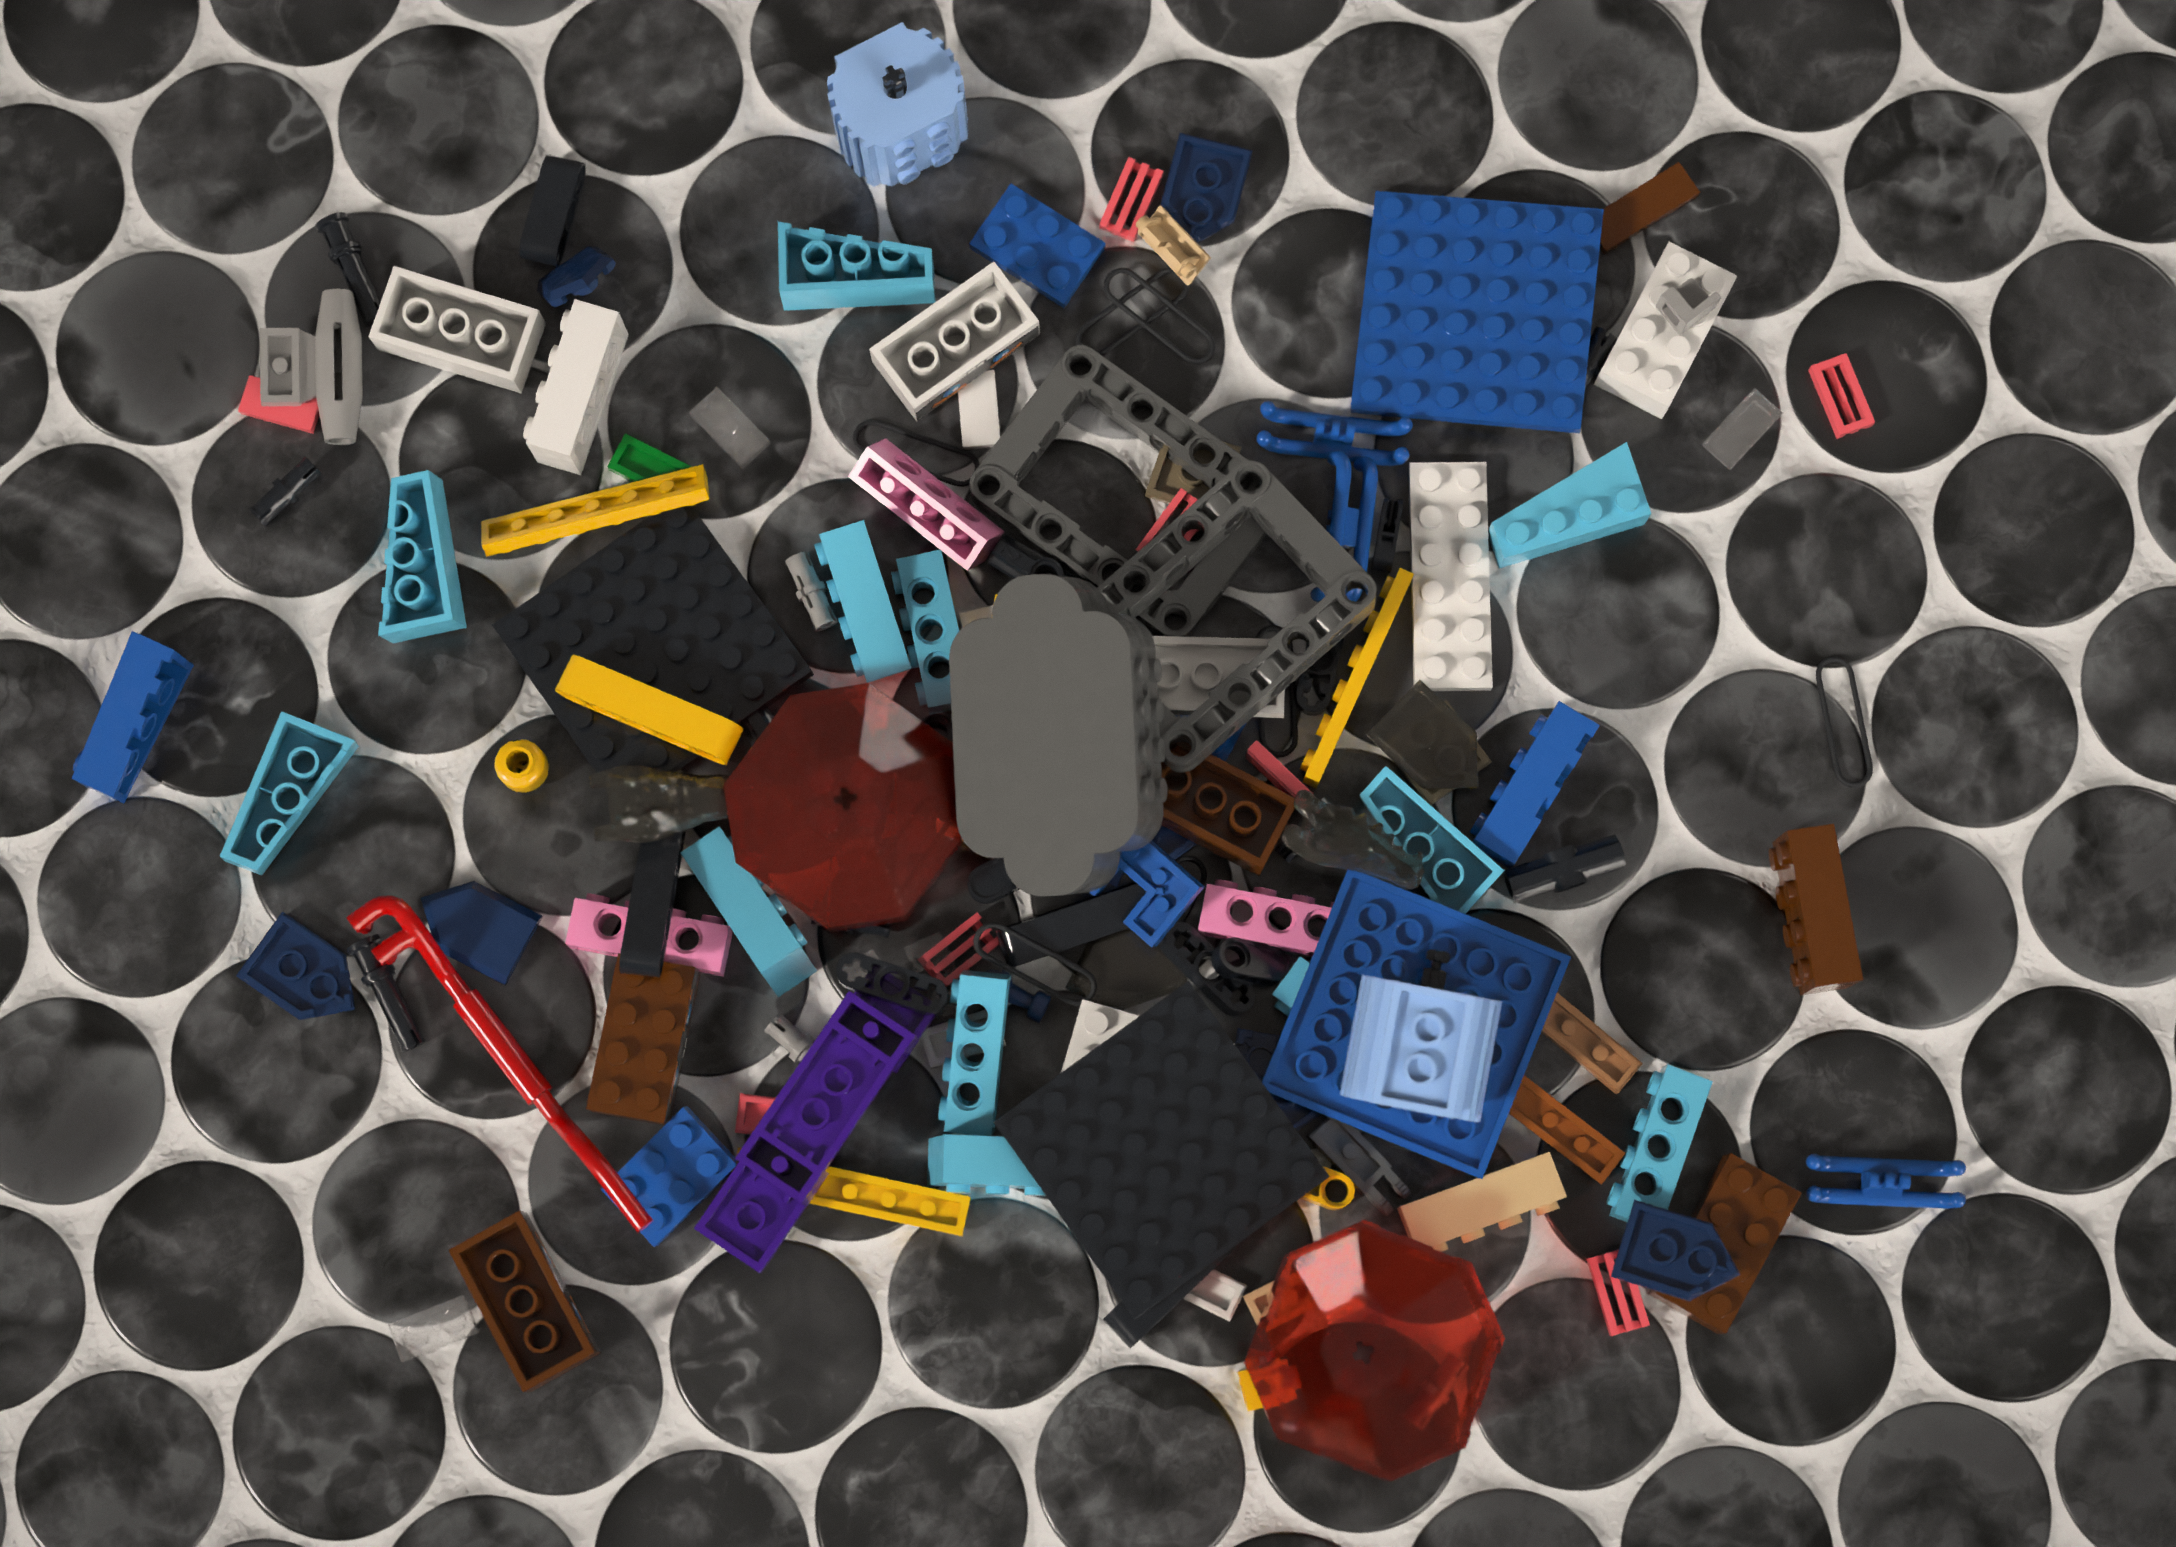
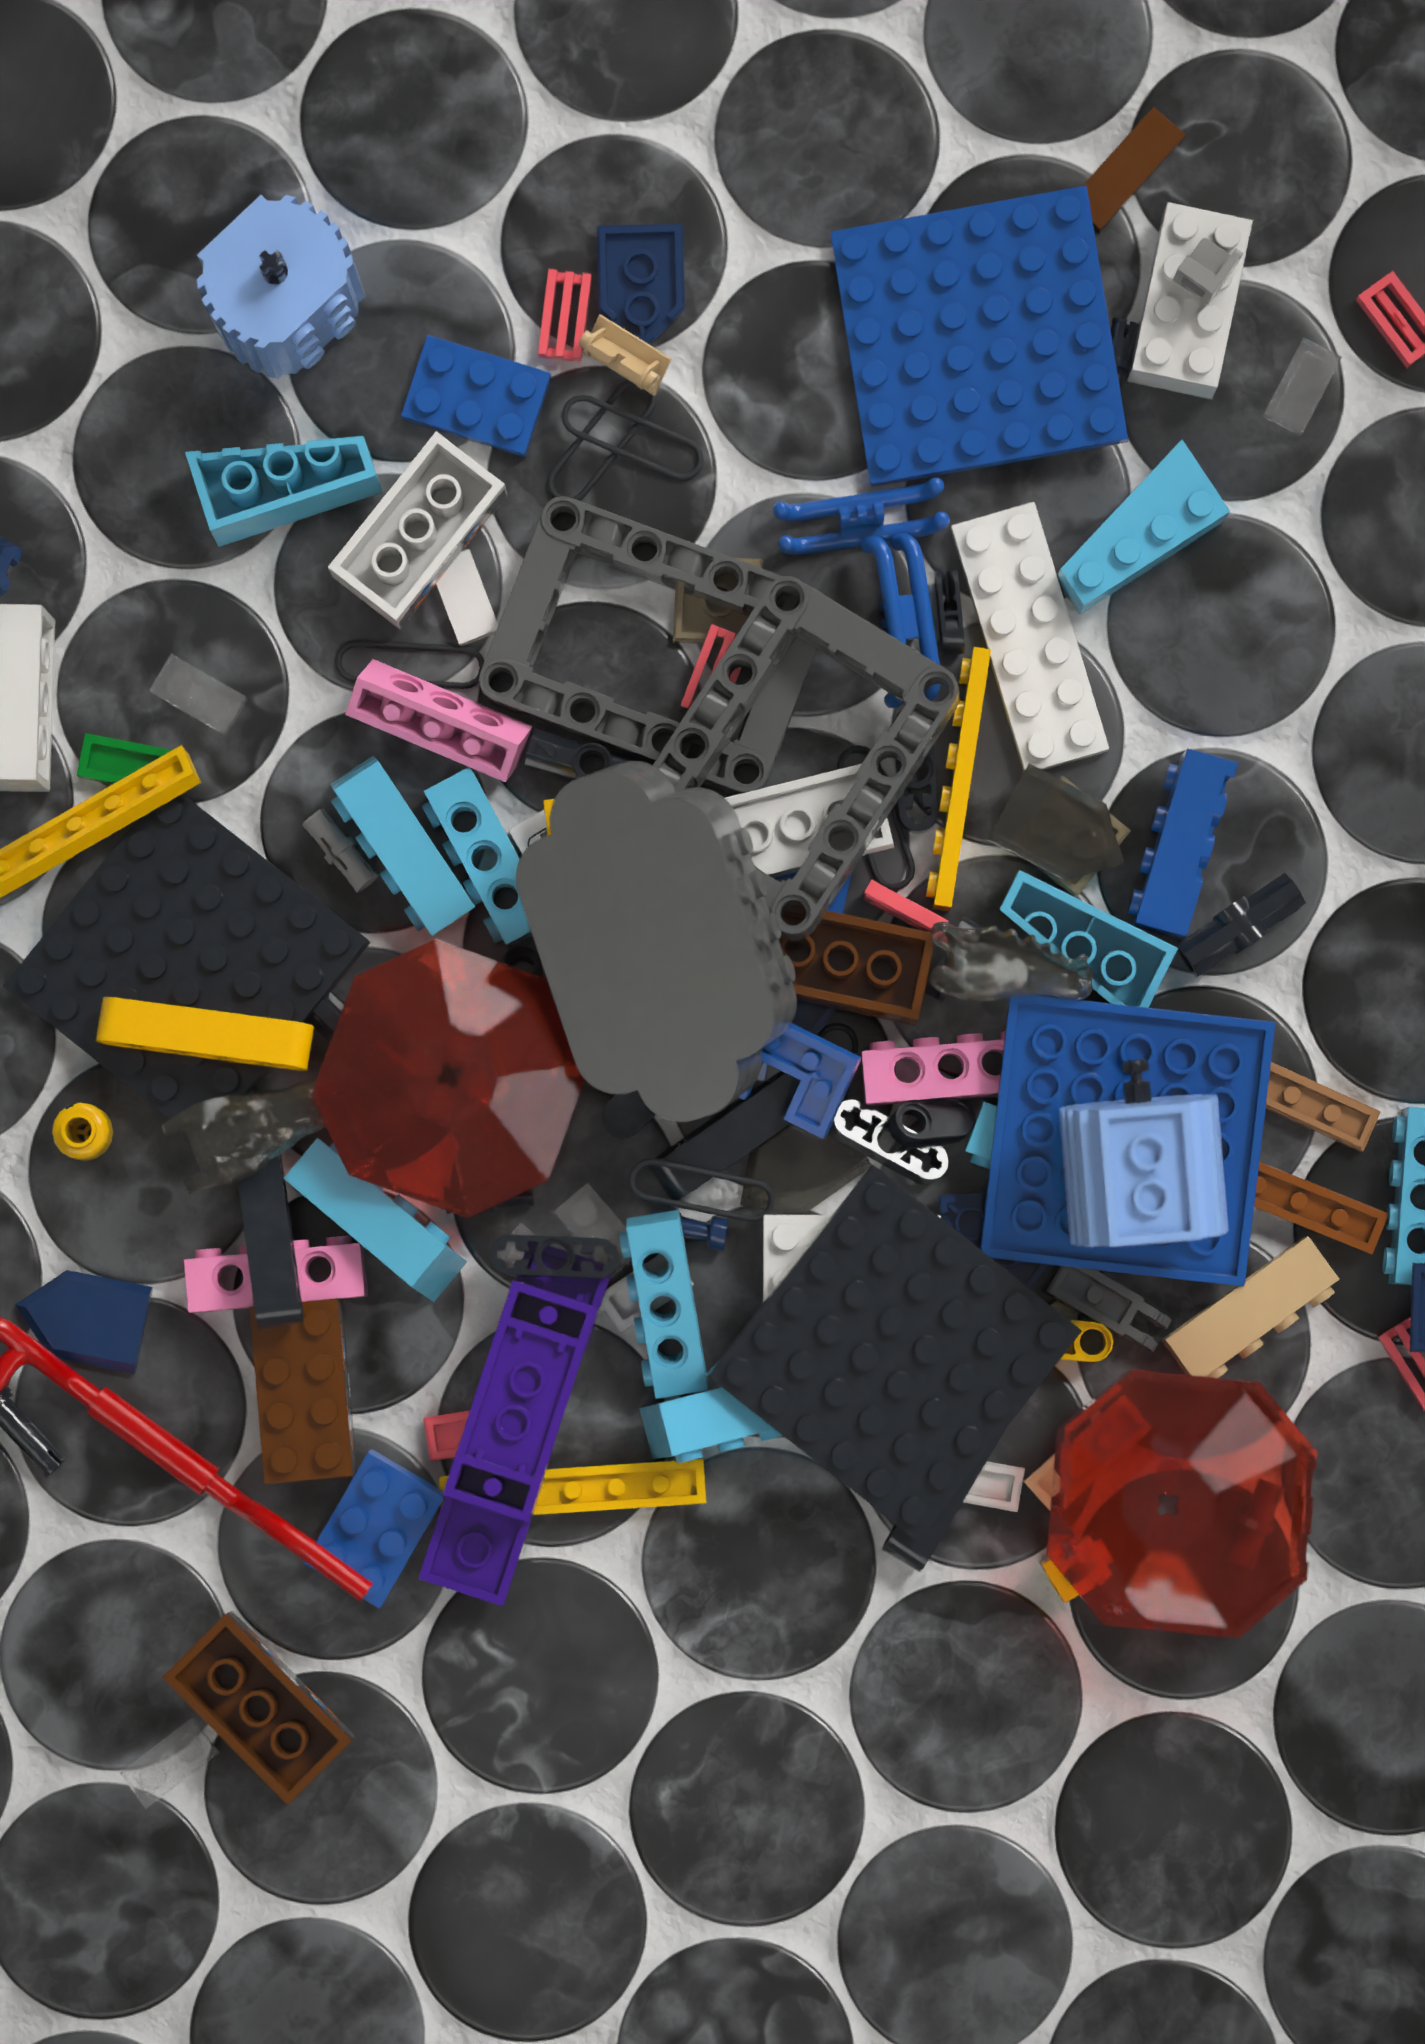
camera: 15 degrees left, 5 degrees up
(792, 1039) = (464, 1345): light grey pin -> none
(934, 970) = (595, 1229): coral tile -> none

